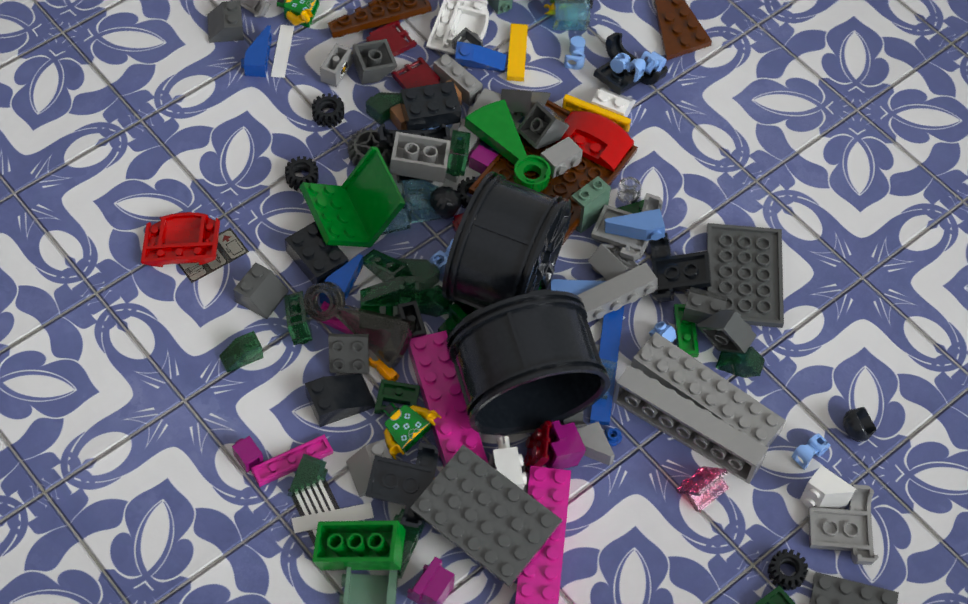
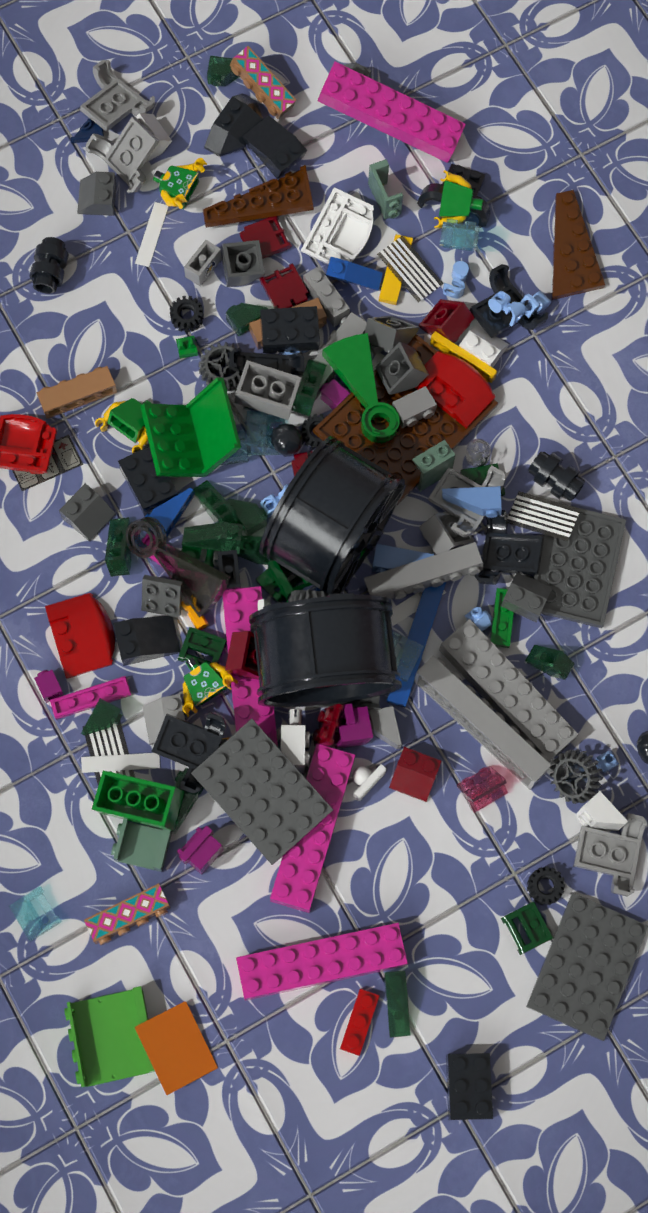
camera: 10 degrees right, 15 degrees up
(189, 84) = (48, 270): none -> black piece
(233, 188) = (76, 392): none -> medium nougat brick
(242, 352) = (58, 576): clear green slope -> none
(257, 55) = (124, 237): blue slope -> none
(273, 403) = (82, 634): none -> red slope
(287, 203) = (127, 419): none -> green torso
(301, 165) = (145, 374): black tyre -> none
(333, 138) = (187, 347): none -> green tile
(444, 391) = (242, 655): none -> dark red slope
(466, 34) = (350, 250): dark grey bracket -> none
(530, 49) = (410, 269): none -> sticker
(576, 83) = (447, 319): none -> dark red slope
(586, 496) = (366, 780): none -> white tile
(613, 441) = (410, 720): blue plate -> none
(633, 483) = (415, 774): none -> dark red slope
(700, 196) = (549, 471): none -> black piece
(703, 236) = (543, 516): none -> sticker
(728, 331) = (542, 631): dark grey slope -> none
(788, 453) = (574, 788): none -> dark grey gear

